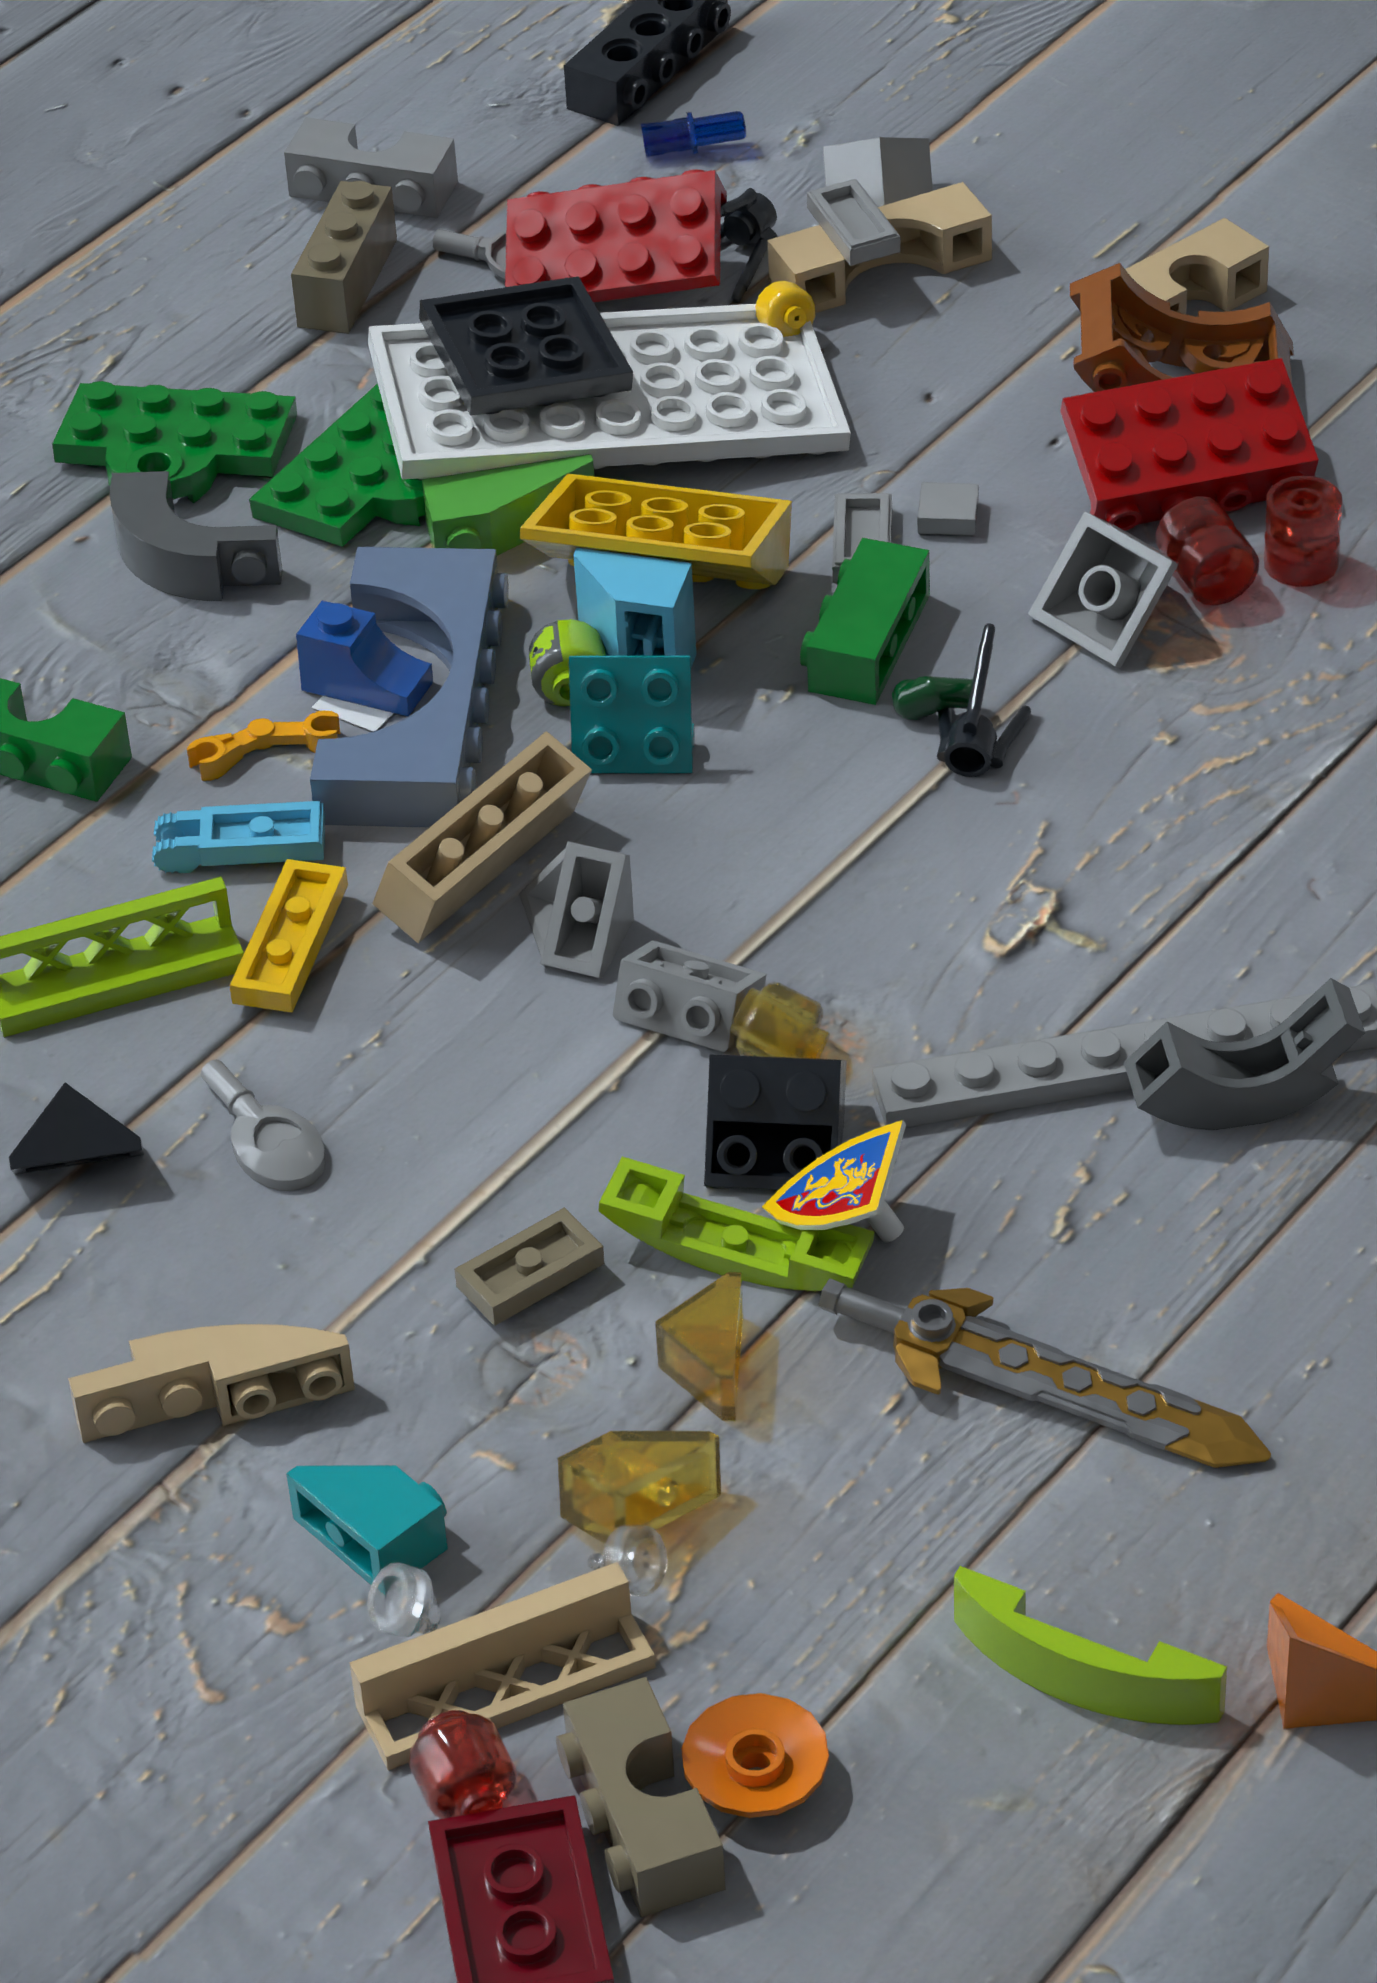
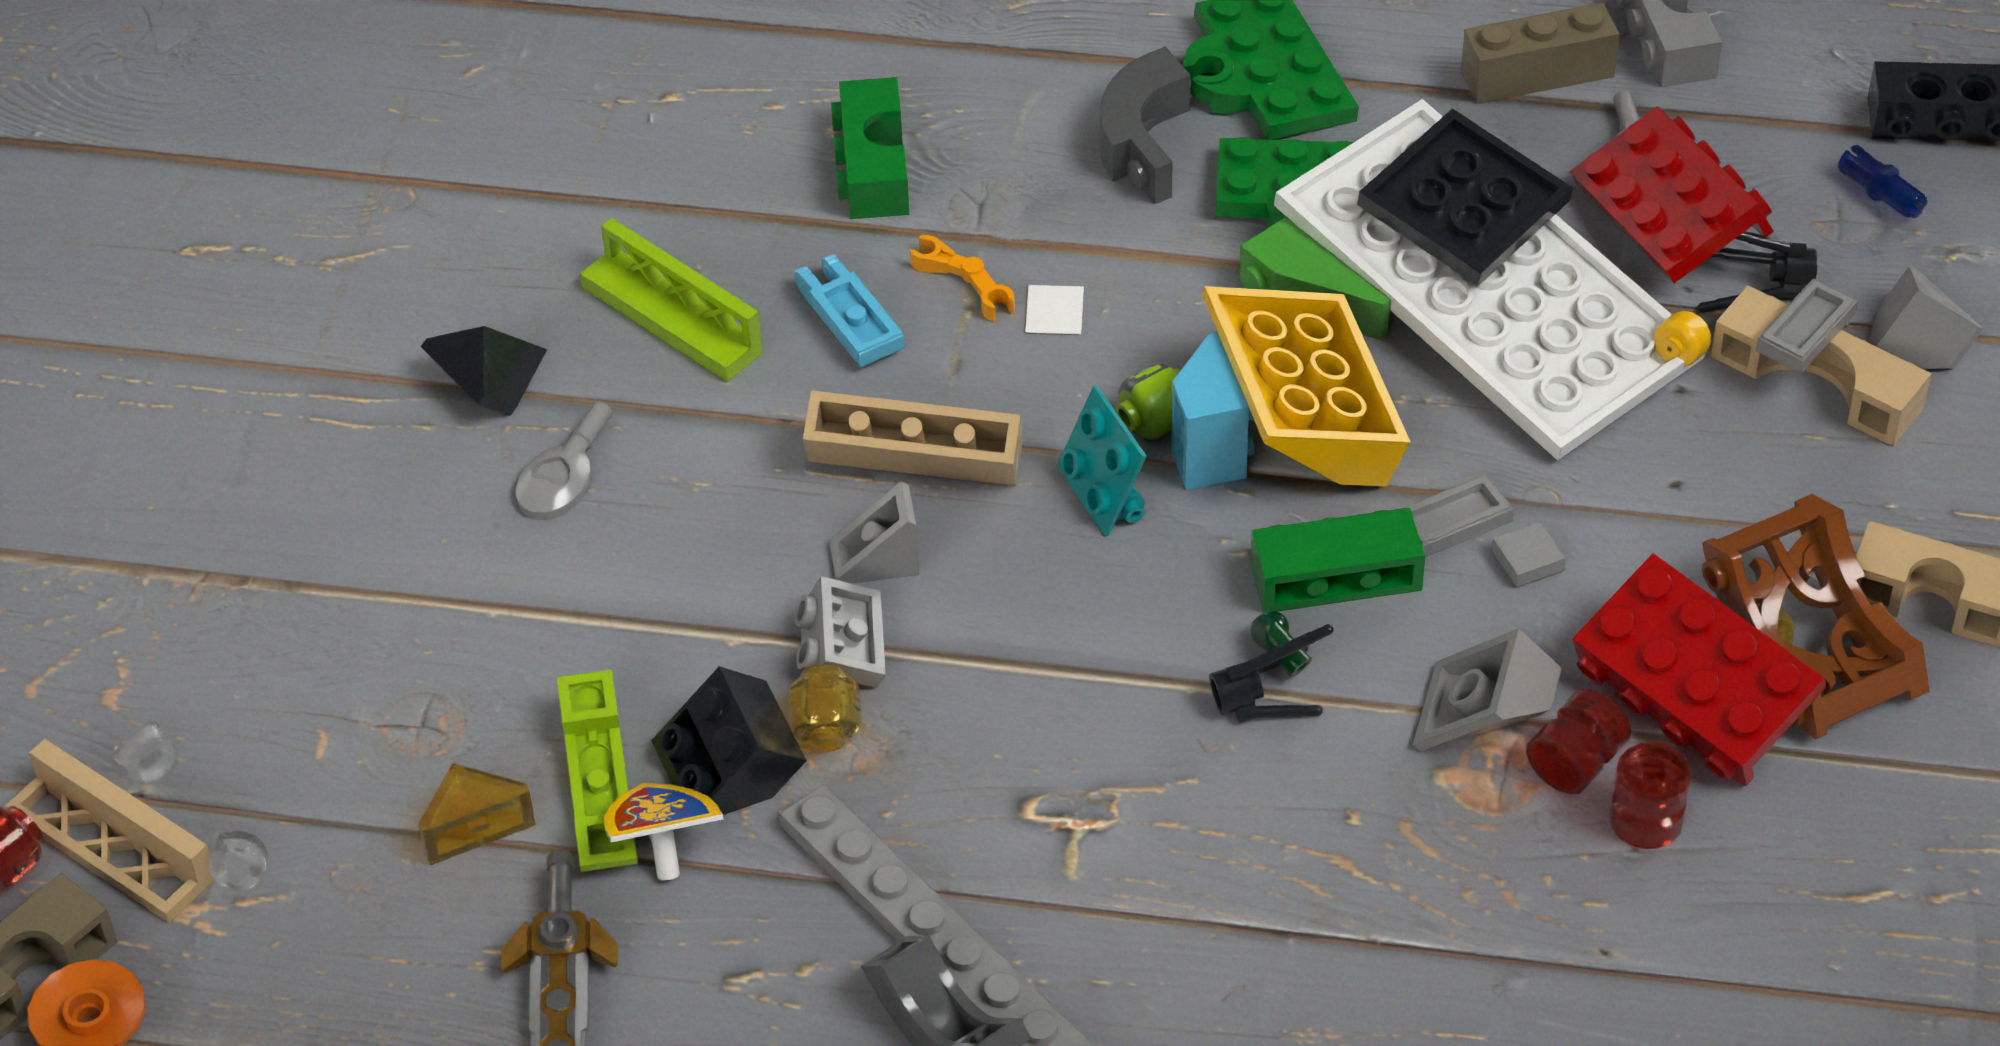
camera: 60 degrees right, 5 degrees up
(227, 1367) = (295, 540): tan slope -> none
(289, 935) = (758, 384): yellow plate -> none
(353, 661) = (1074, 283): blue arch -> none
(369, 1515) = (202, 698): teal slope -> none
(422, 763) = (999, 371): sand blue arch -> none
(529, 1266) = (499, 673): dark tan plate -> none
(638, 1479) = (306, 826): clear yellow slope -> none

